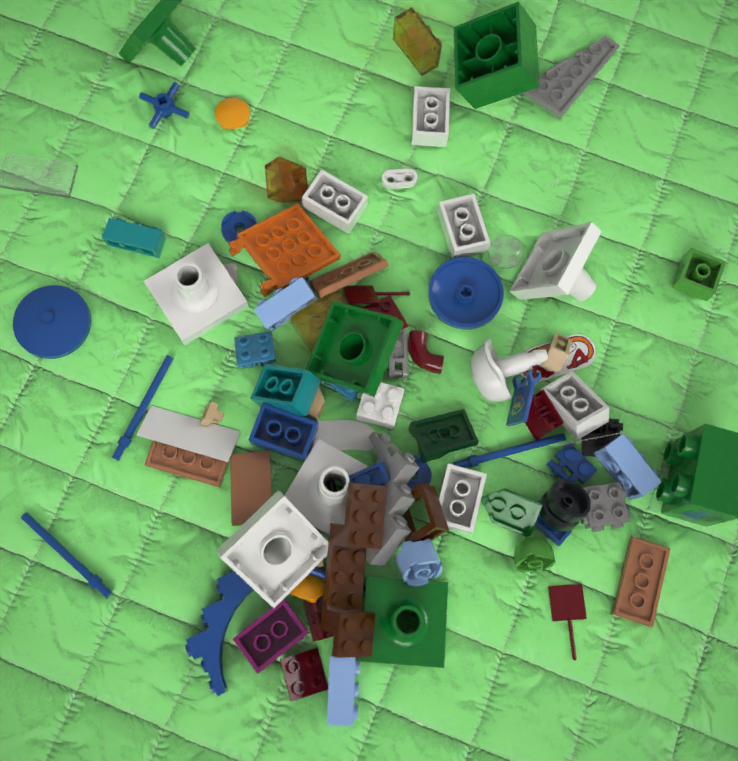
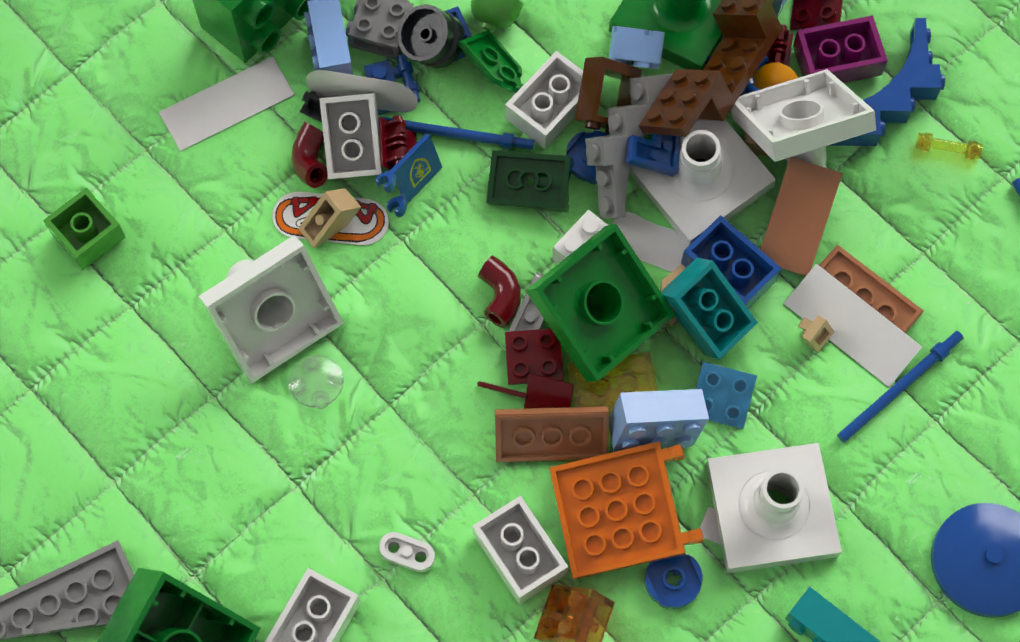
camera: 150 degrees left, 5 degrees down
(149, 605) = (971, 149): none -> clear yellow bar
(463, 226) = (358, 432): white brick -> none
(465, 293) = (406, 340): blue dish -> none
(491, 373) = (431, 218): white piece -> none
(594, 381) = (305, 156): none -> dark red cylinder
(668, 406) = (226, 103): none -> white sticker

